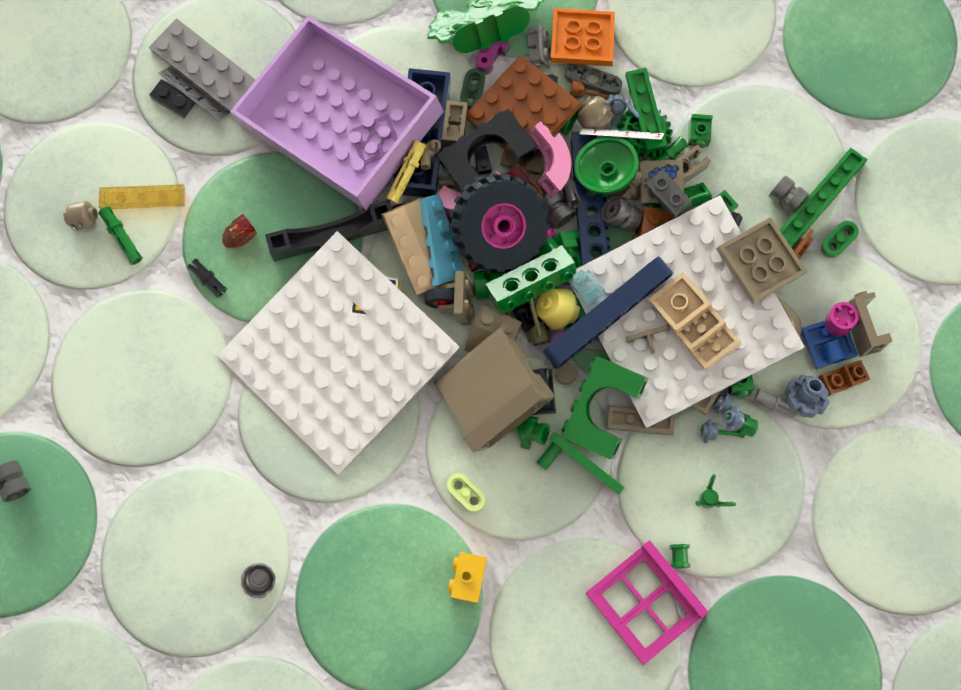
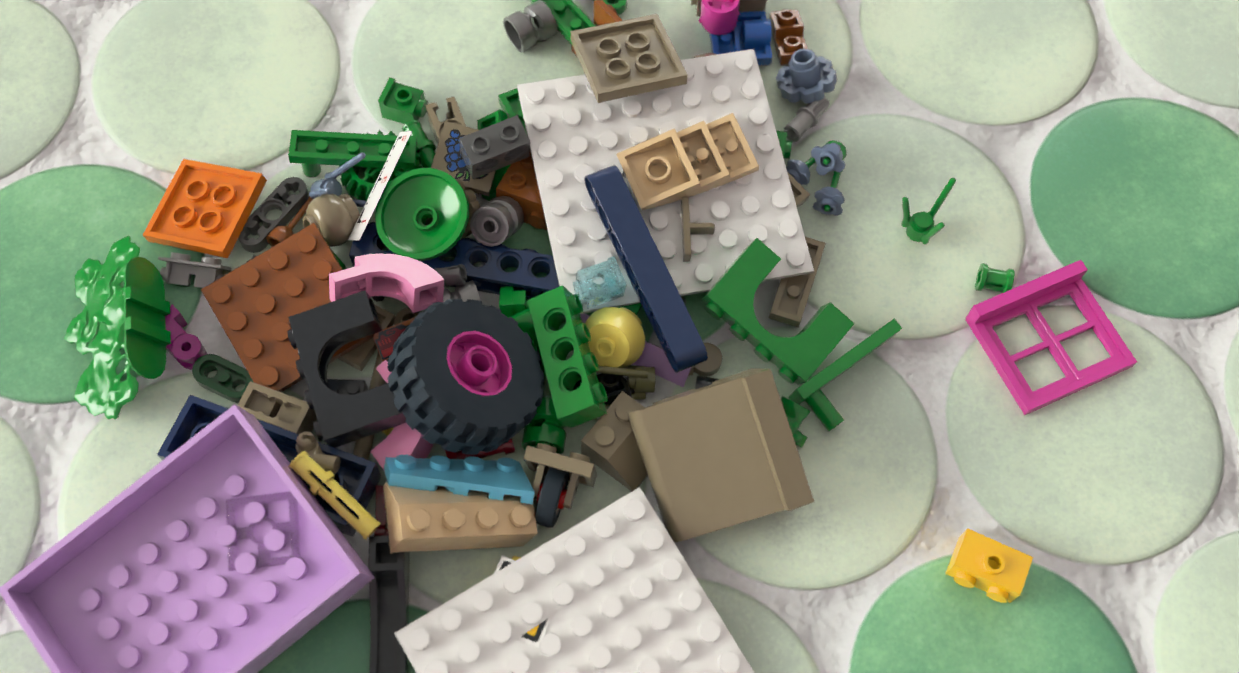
camera: 80 degrees left, 10 degrees down
(467, 492) = (856, 541): yellowish green plate -> none

